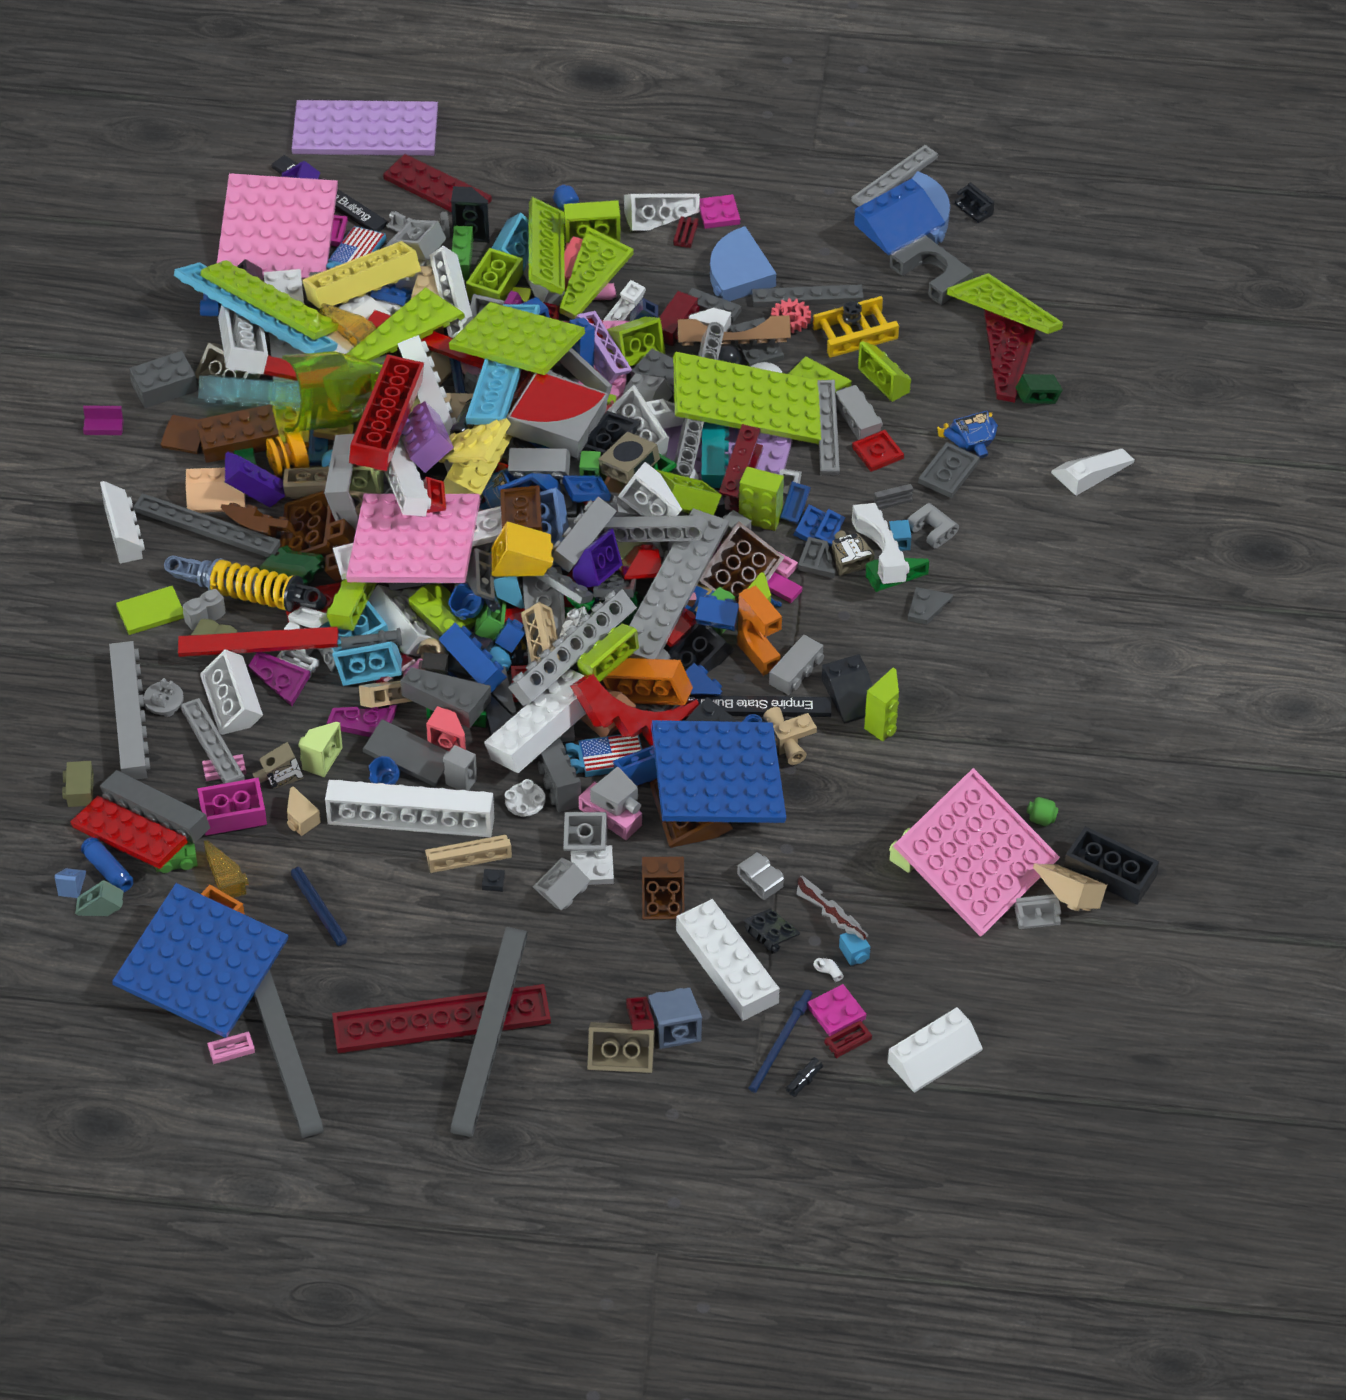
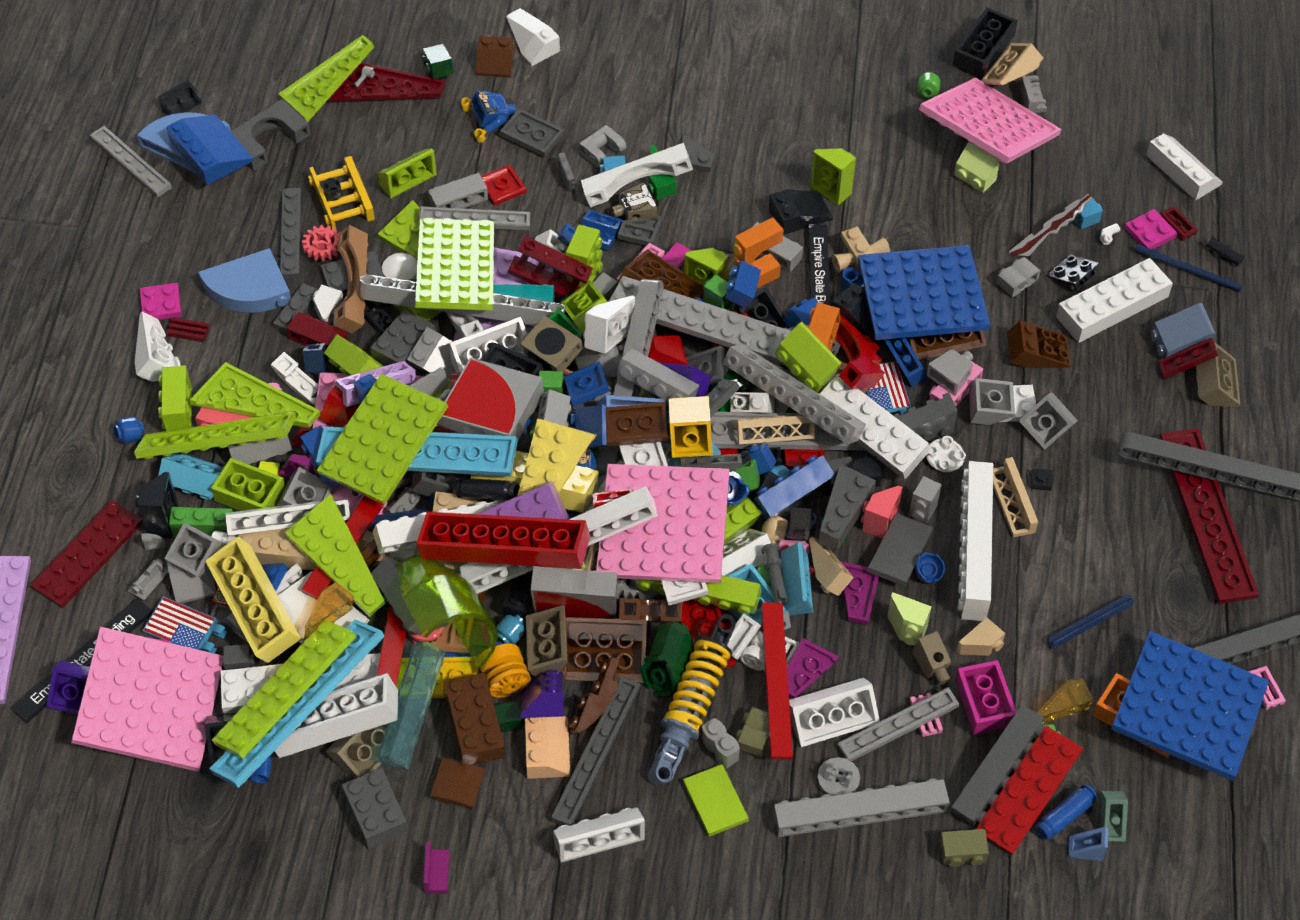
camera: 90 degrees left, 5 degrees up
(1015, 333) = (366, 72): none -> light grey hand
(1054, 437) = (495, 56): none -> reddish brown slope

